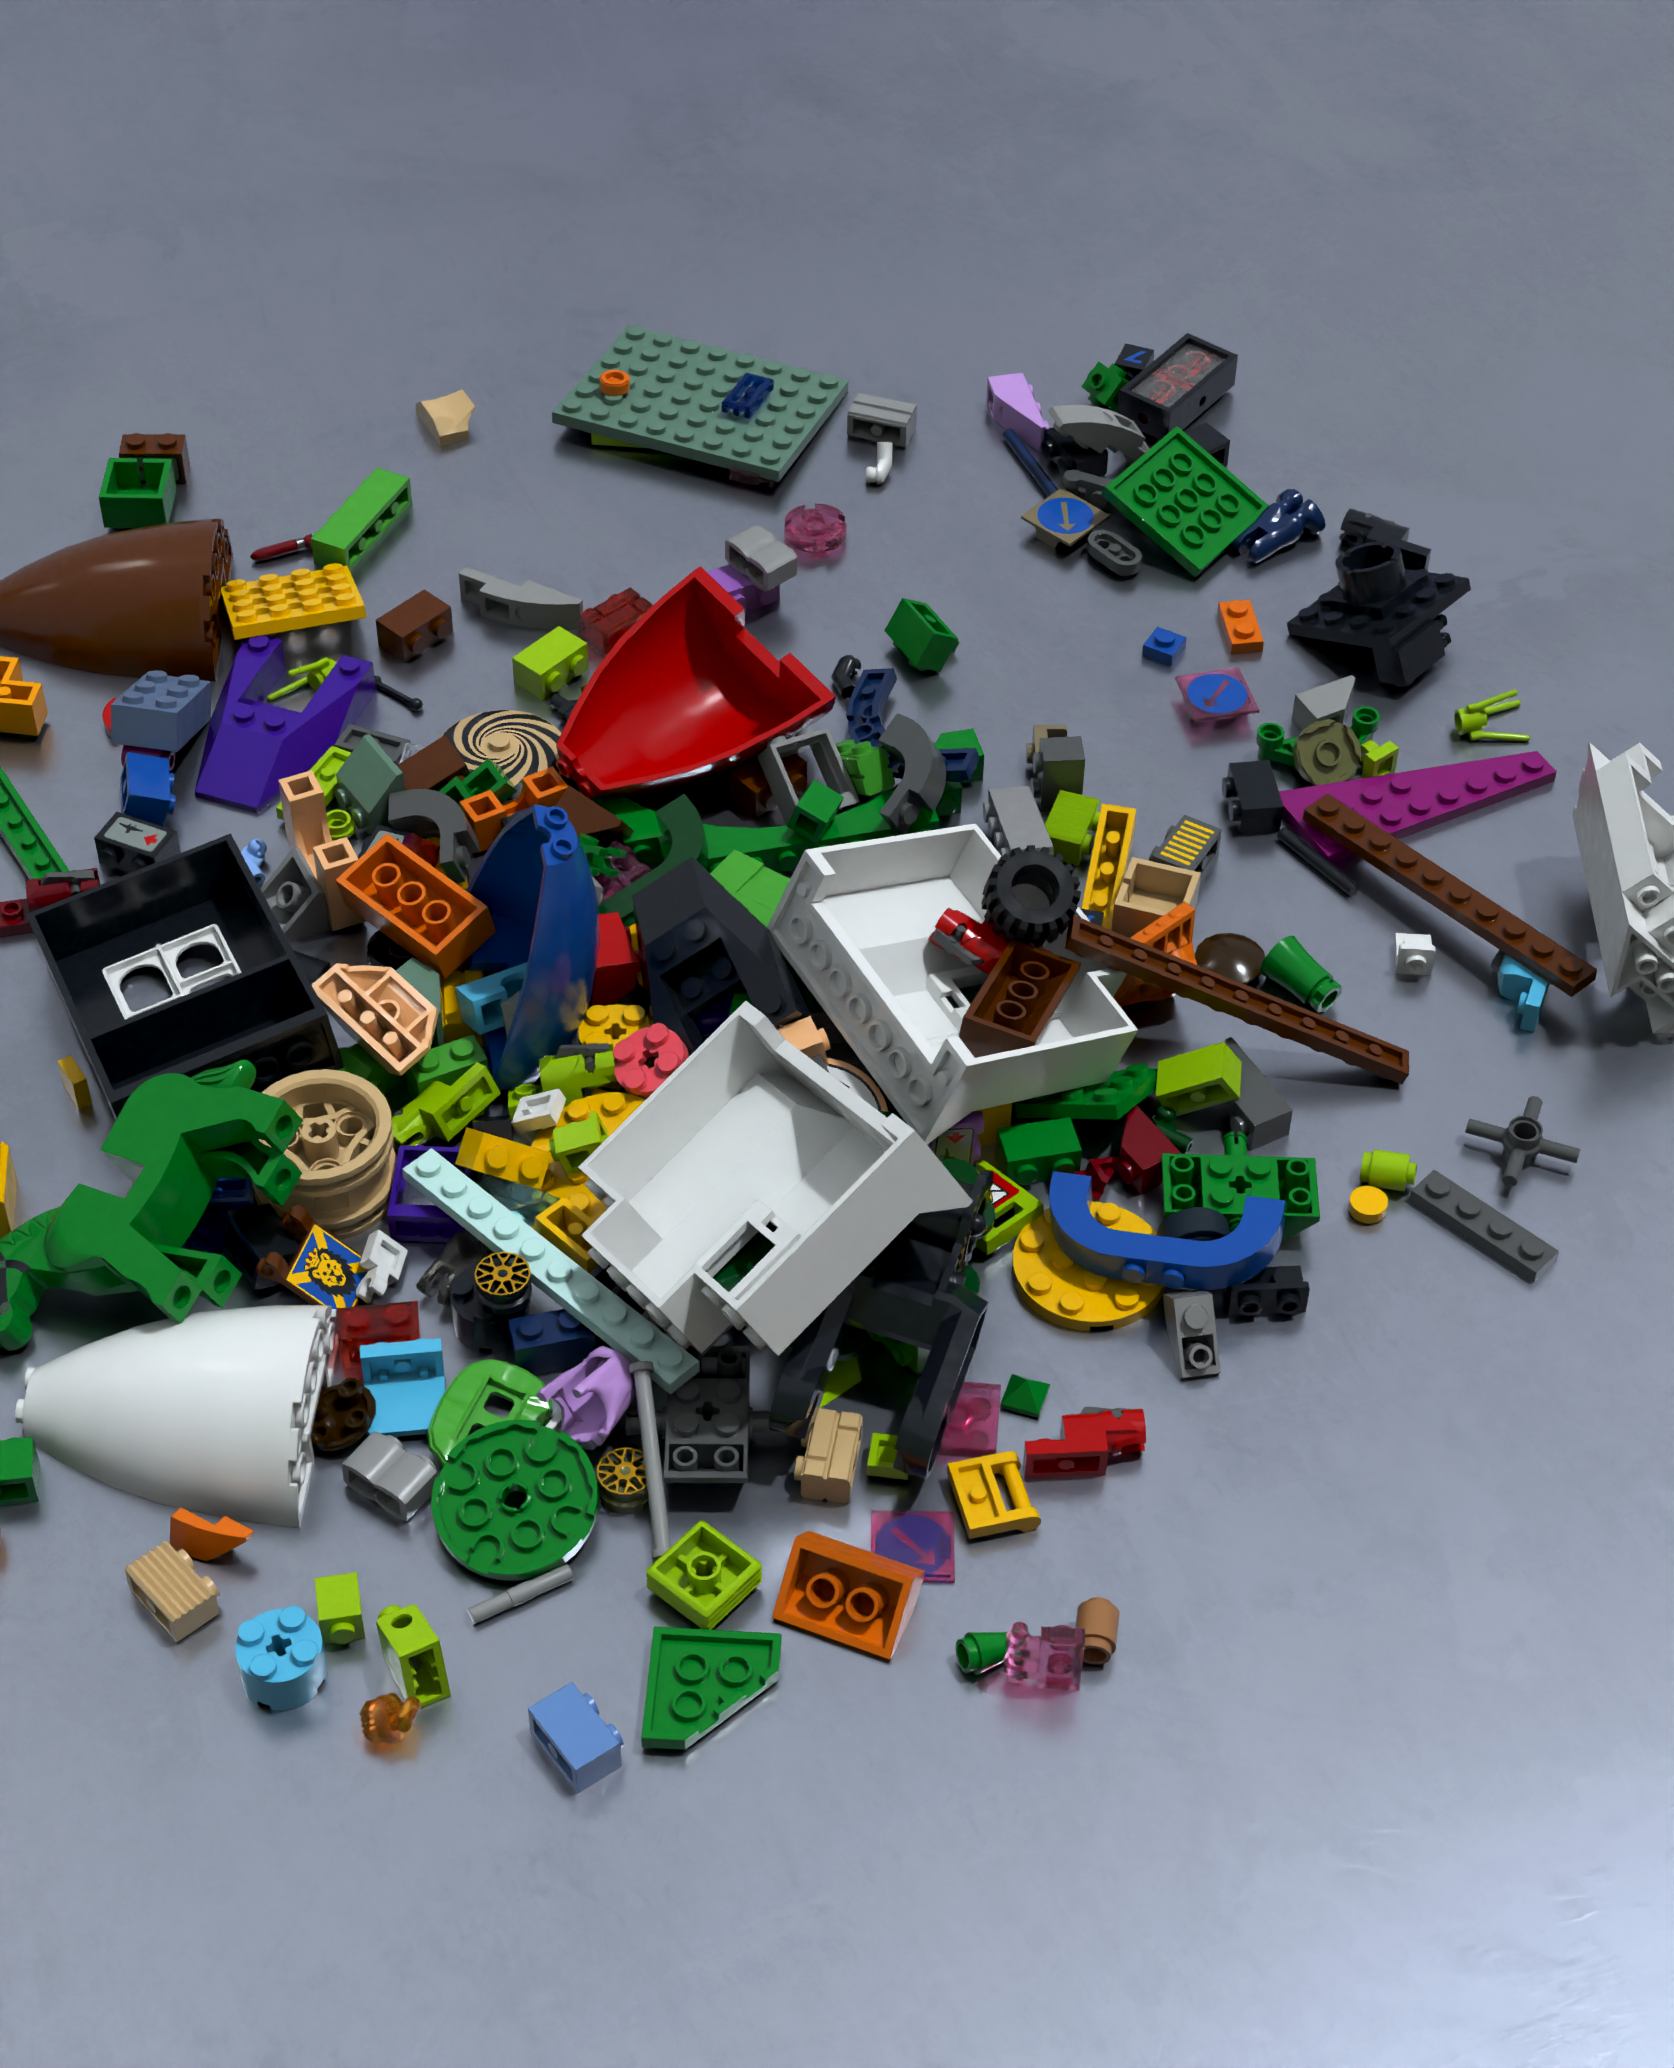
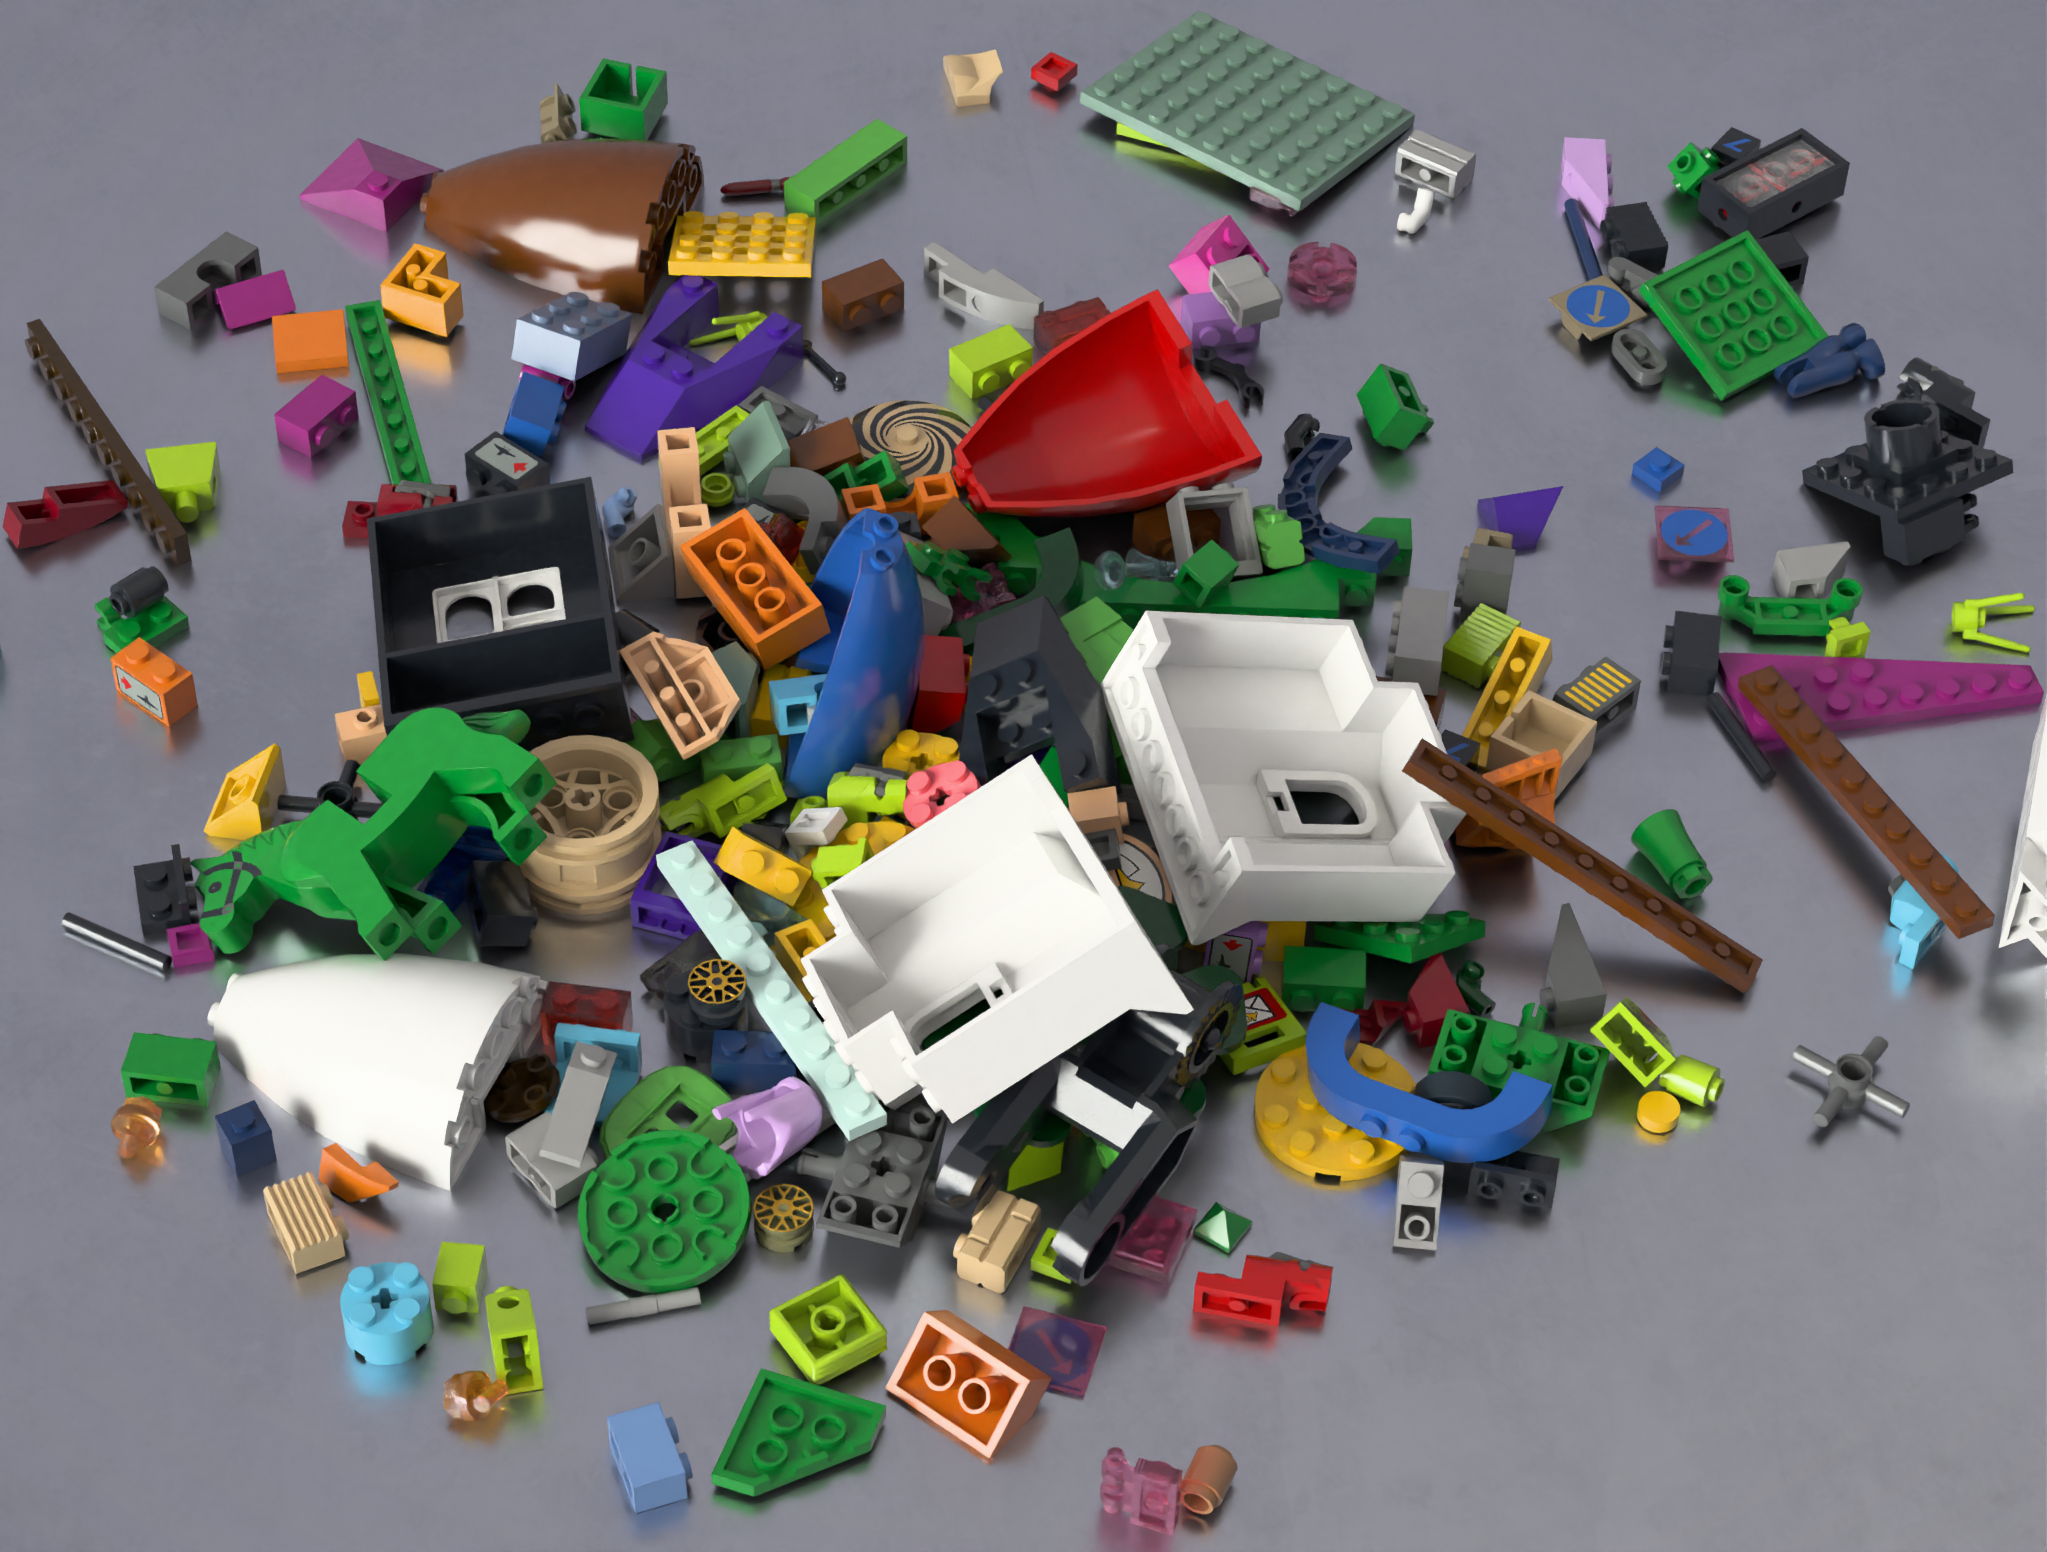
camera: 15 degrees right, 0 degrees up
(70, 1177) = (337, 792): none -> black bar
(77, 519) = (557, 117): none -> dark tan hinge
(80, 1117) = (360, 732): none -> light nougat brick
(89, 1523) = (245, 1138): none -> dark blue brick
(158, 447) = (660, 56): reddish brown brick -> none
(322, 1268) = (550, 938): flag -> none
(384, 1263) = (615, 946): white plate -> none
(404, 1417) = (578, 1104): none -> light grey slope
(519, 399) = (1054, 71): none -> red plate
(614, 382) = (1156, 71): orange tile -> none
(651, 1454) = (811, 1198): light grey bar -> none
(711, 529) = (1209, 246): none -> dark pink slope
(731, 822) = (1112, 570): none -> clear light blue piece
(753, 396) = (1300, 112): clear blue tile -> none
(770, 632) = (1236, 372): none -> black piece
(923, 774) = (1328, 559): dark grey arch -> none
(970, 940) = (1331, 751): red plate -> none
(980, 1497) = (1137, 1318): yellow plate -> none
(980, 1651) = (1080, 1471): green cone -> none
(1016, 1000) = (1331, 813): reddish brown slope -> none
(1042, 871) = (1390, 679): black tyre -> none
(1062, 706) = (1520, 515): none -> dark purple slope
(1100, 429) = (1662, 217): light grey slope -> none
(1199, 1079) = (1517, 940): lime brick -> none
(1231, 956) = (1603, 821): dark brown dish -> none
(1240, 626) = (1750, 464): orange plate -> none
(1327, 752) = (1790, 621): olive tile -> none
(1331, 1145) = (1634, 1040): none -> lime torso
(1413, 954) = (1808, 857): white bracket -> none
(1484, 1225) = (1777, 1161): dark grey plate -> none

